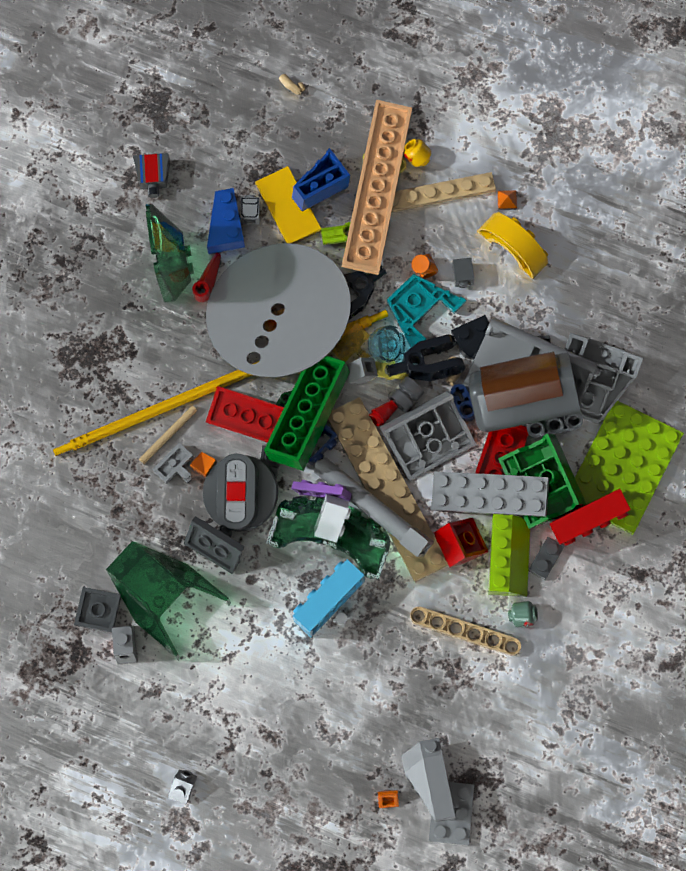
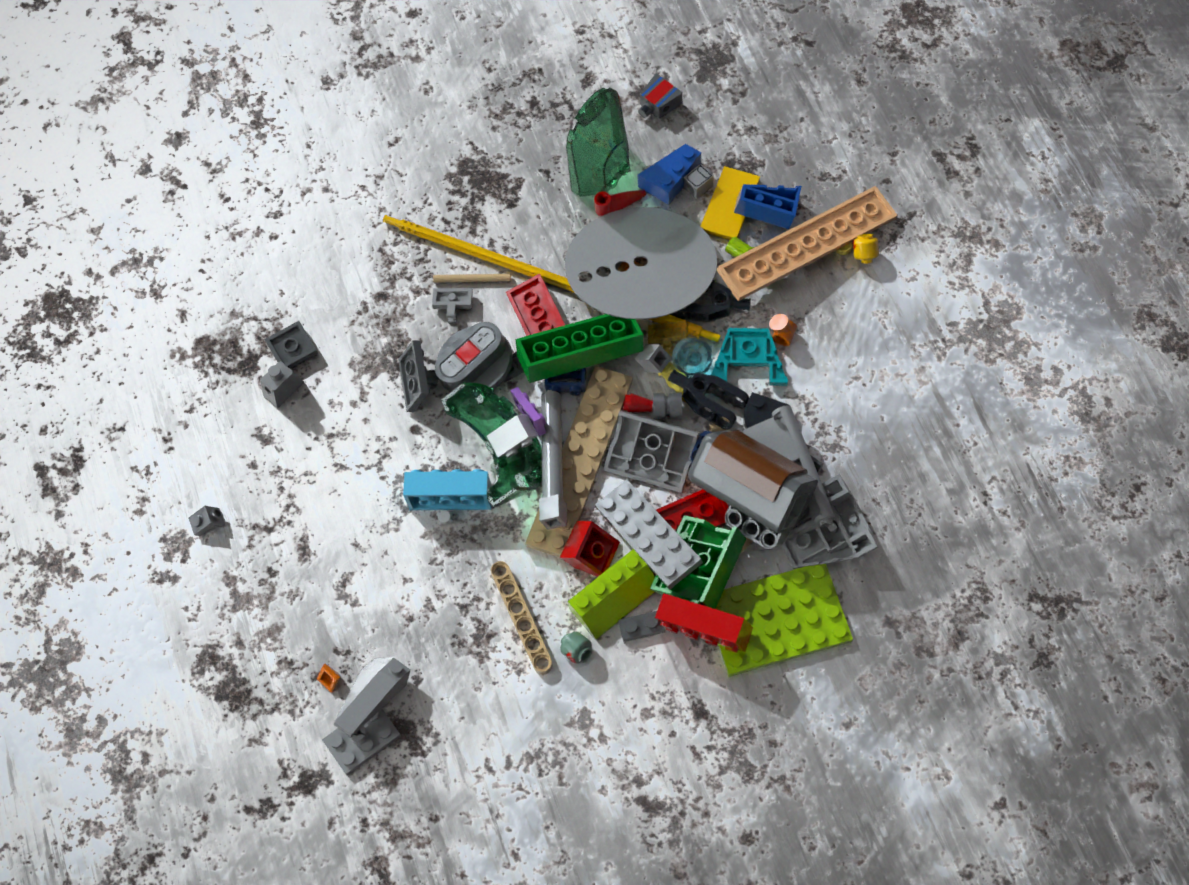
camera: 50 degrees right, 10 degrees down
(151, 584) = (346, 359): clear green windscreen -> none
(203, 464) = (471, 317): orange slope -> none
(289, 84) = (823, 123): tan arm -> none
(443, 192) = (855, 293): tan plate -> none
(463, 272) = (807, 361): dark grey brick -> none
(507, 199) = (901, 343): orange slope -> none
(516, 241) = (871, 377): yellow brick -> none

